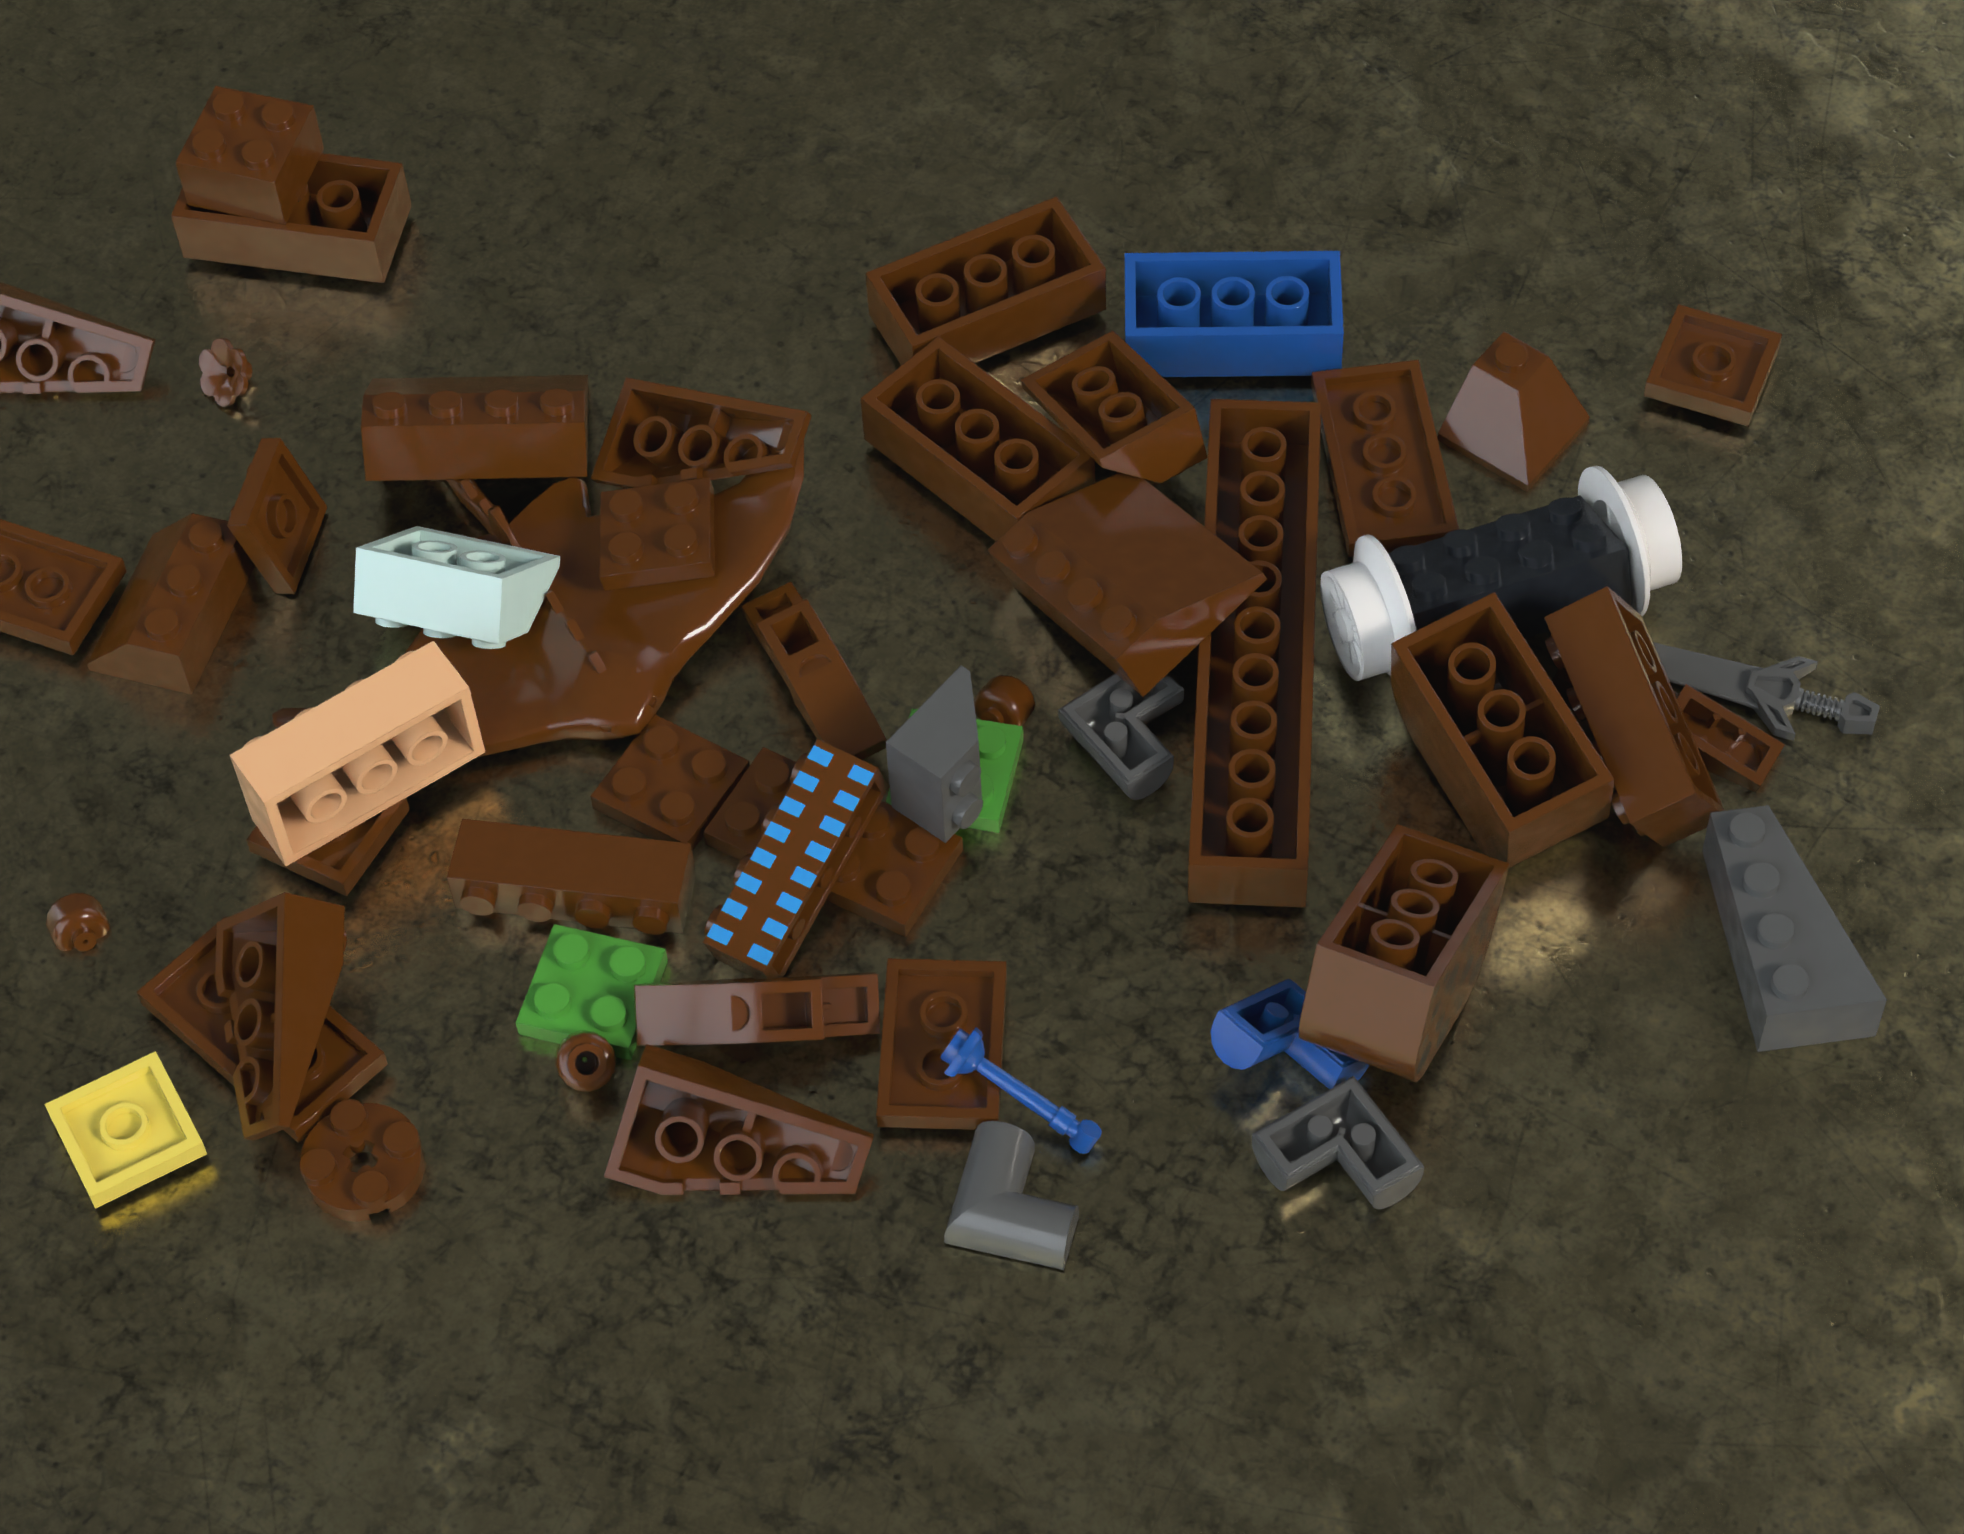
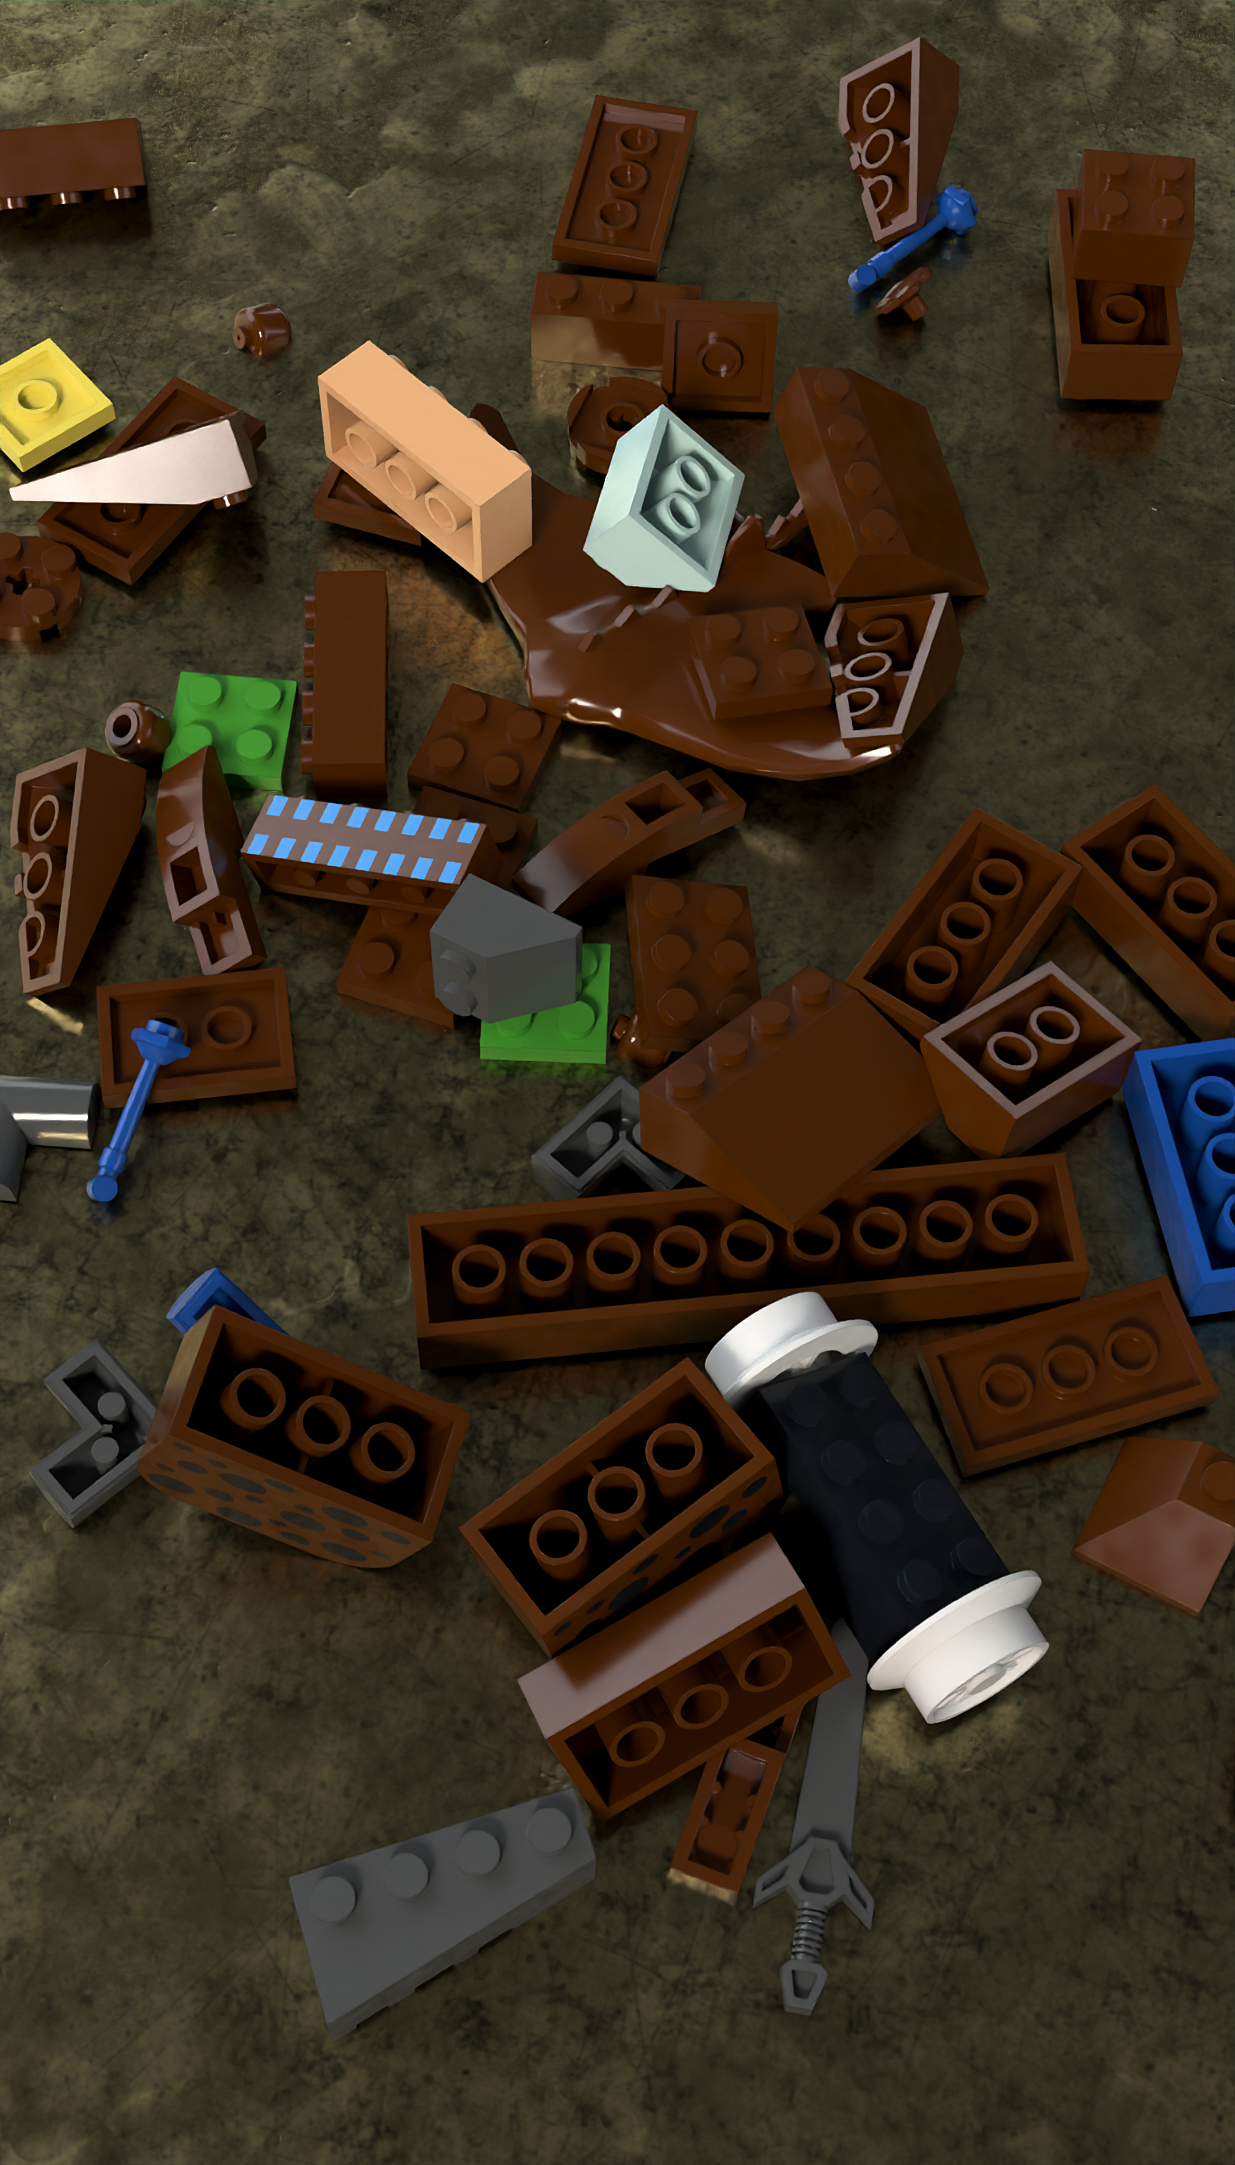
camera: 75 degrees right, 5 degrees up
(137, 314) = (955, 211): none -> blue piece
(321, 648) = (594, 412): none -> reddish brown plate
(928, 641) = (689, 958): none -> reddish brown plate

